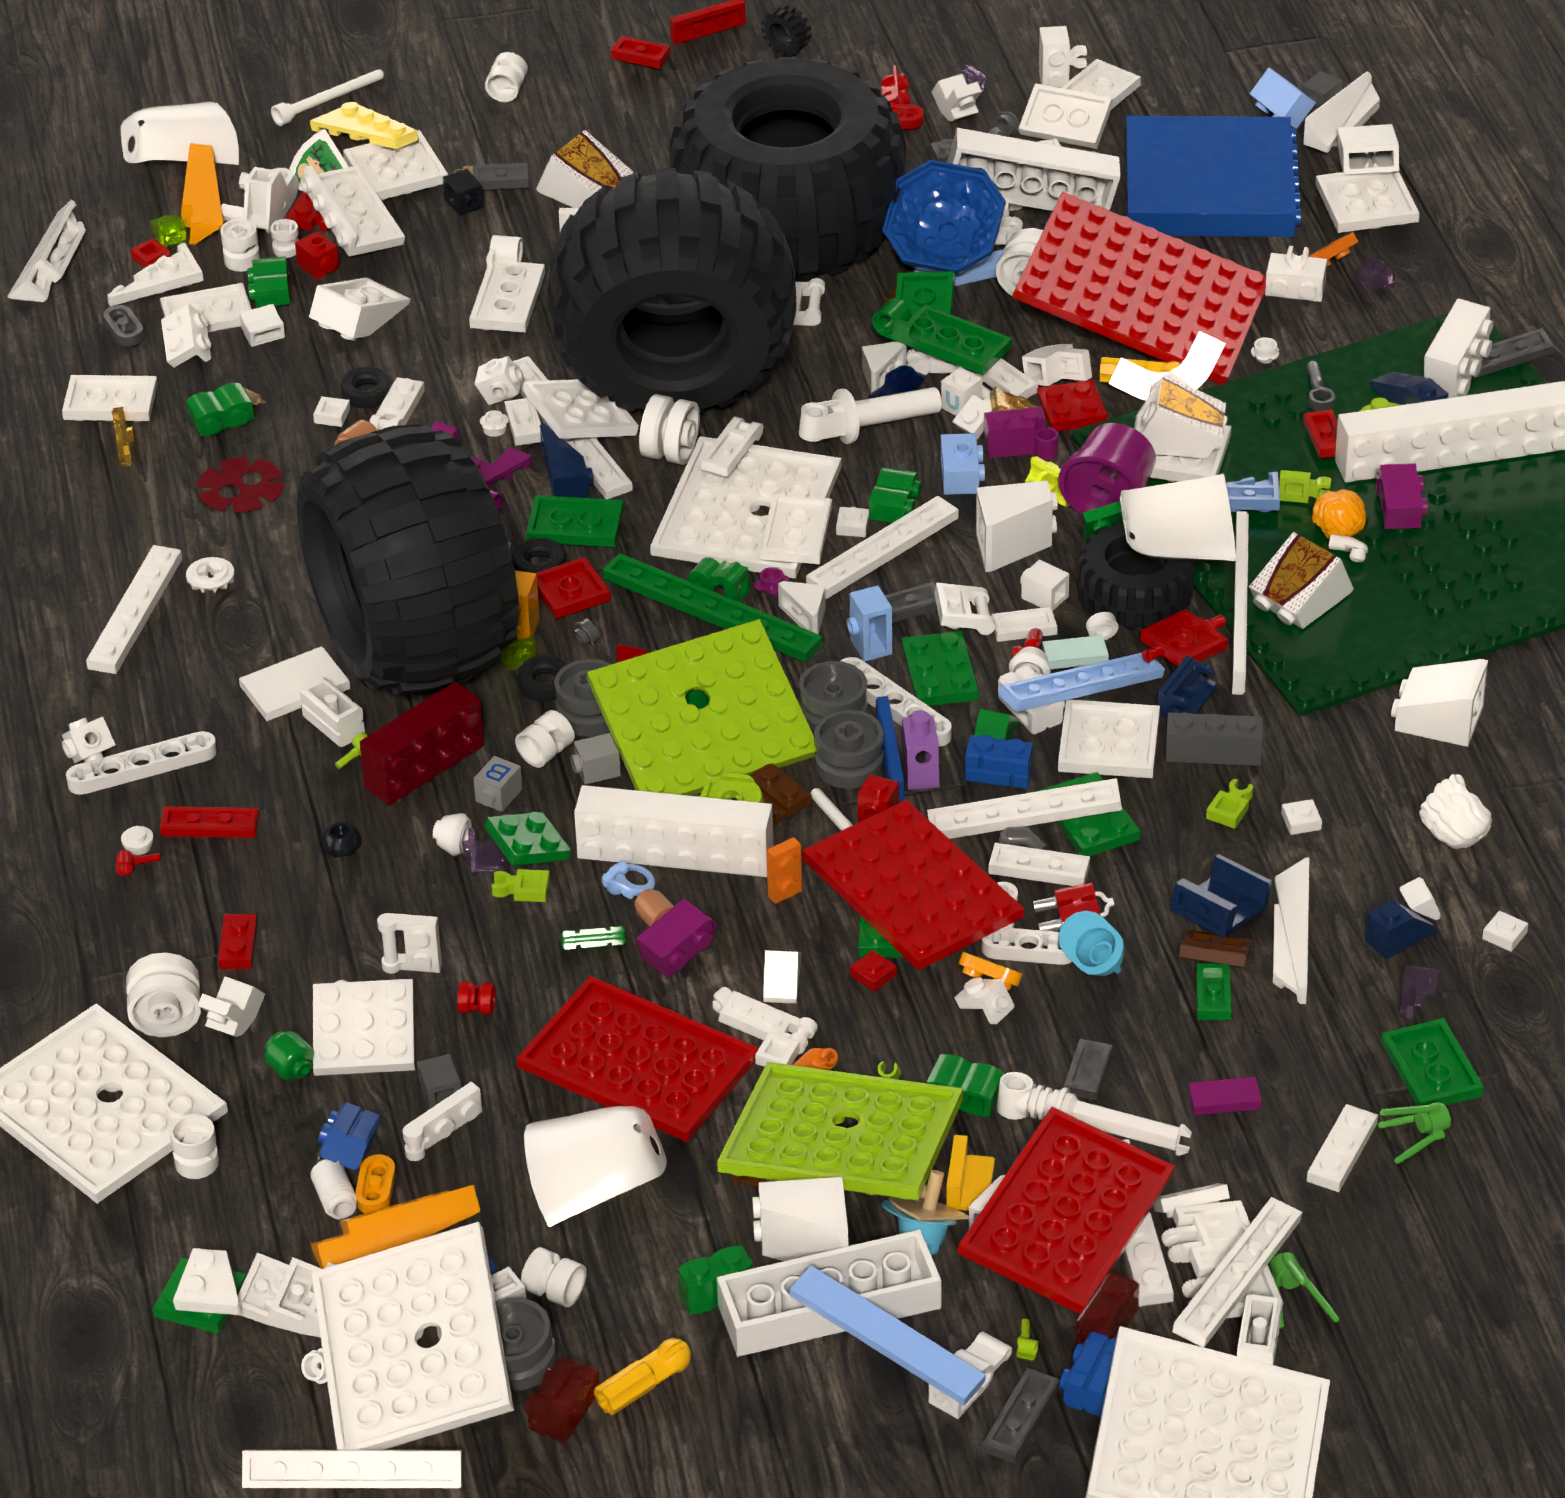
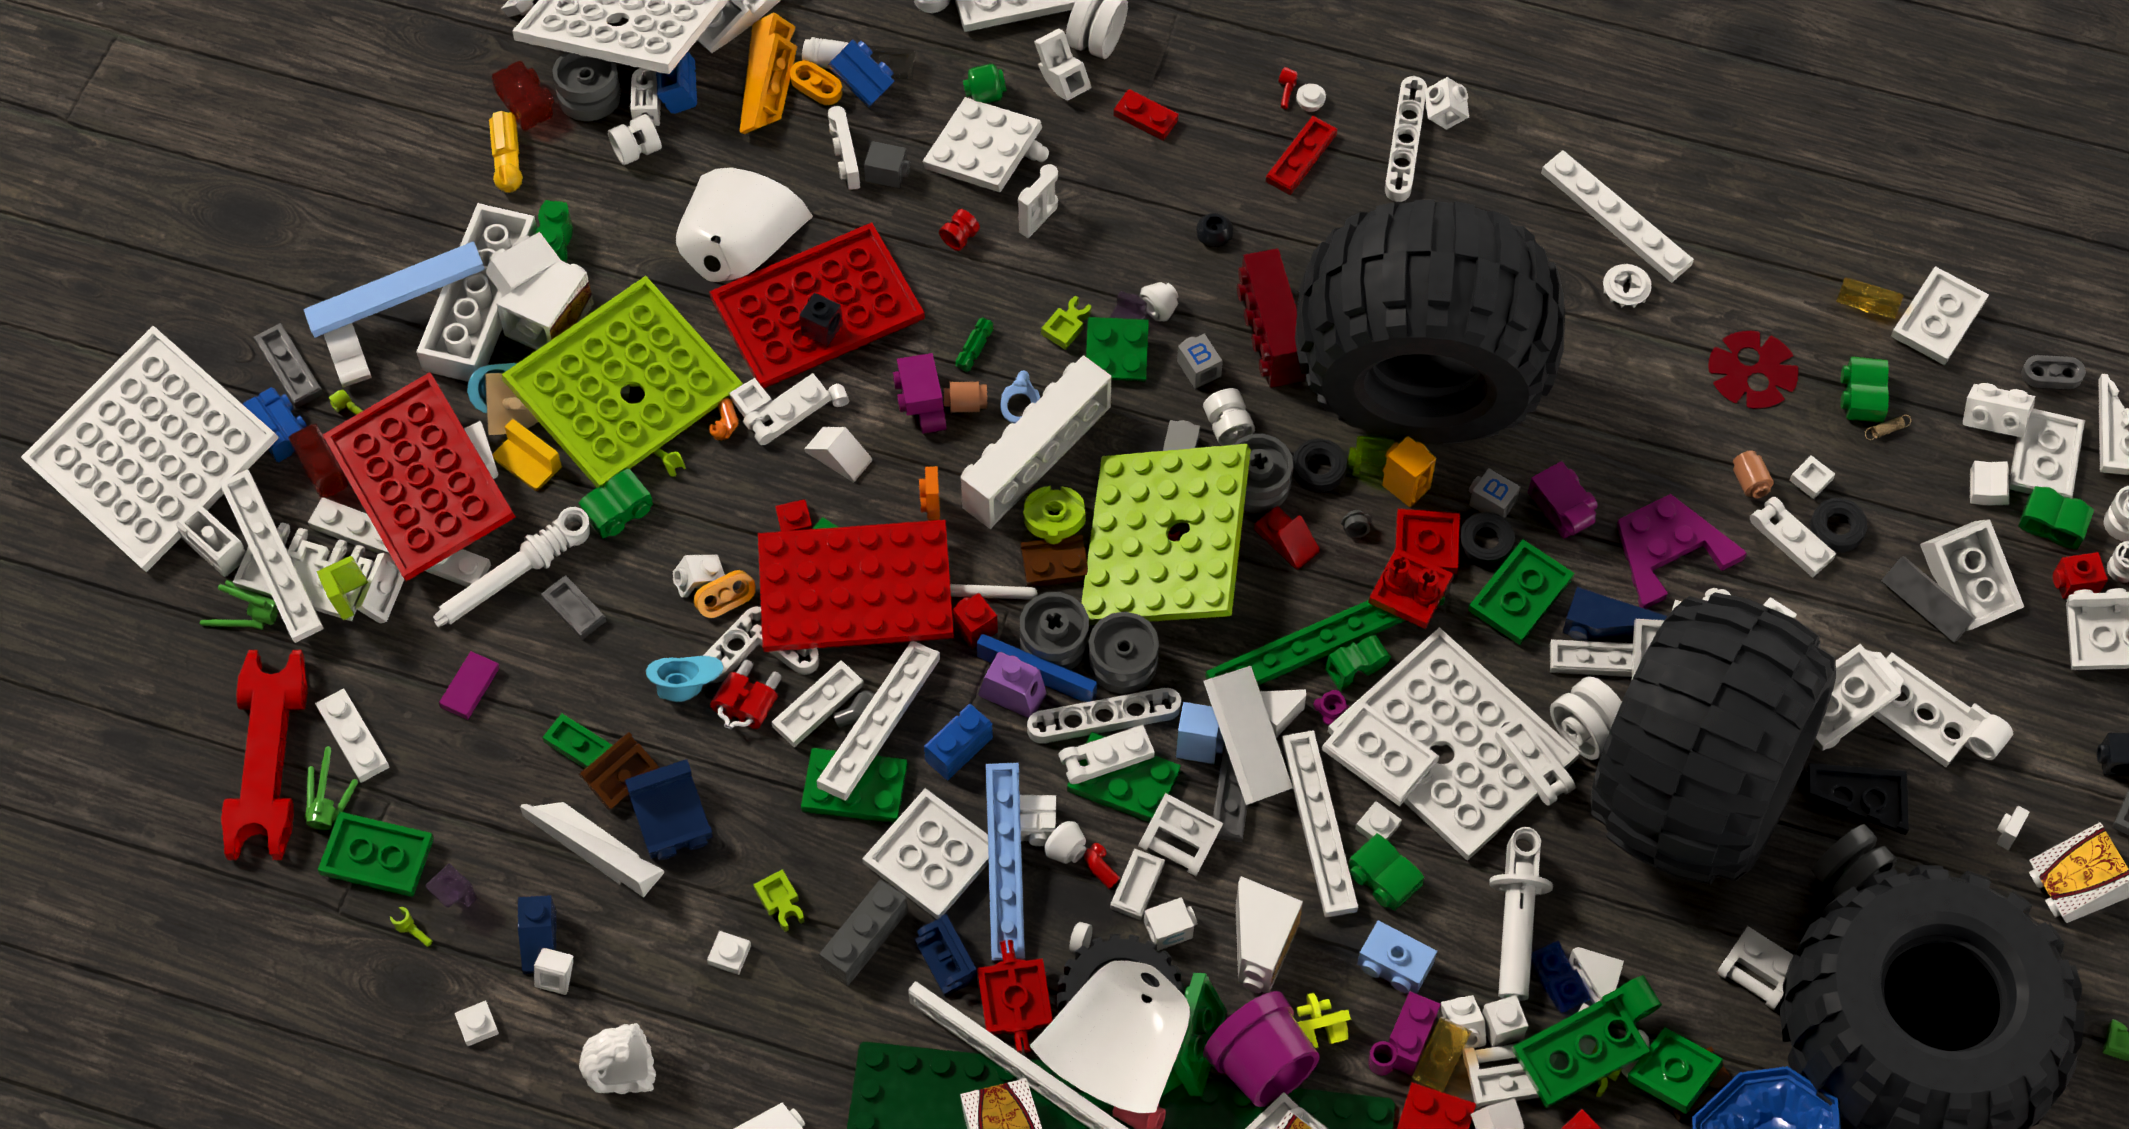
camera: 120 degrees right, 20 degrees up
(401, 319) = (1928, 599): none -> flat silver tile
(526, 316) = (1861, 689): none -> white slope
(632, 560) = (1410, 588): none -> red plate
(664, 1020) = (821, 319): none -> black brick
(786, 1239) = (520, 263): none -> white brick
(853, 584) = (1248, 734): none -> white tile
(935, 668) = (1107, 754): none -> white plate
(996, 725) = (1005, 753): green slope -> none
(1075, 651) = (1068, 902): light aqua tile -> none
(1226, 1186) = (339, 580): none -> lime panel
(1370, 1213) = (260, 805): none -> red piece
(1469, 1013) = (408, 925): none -> lime hand

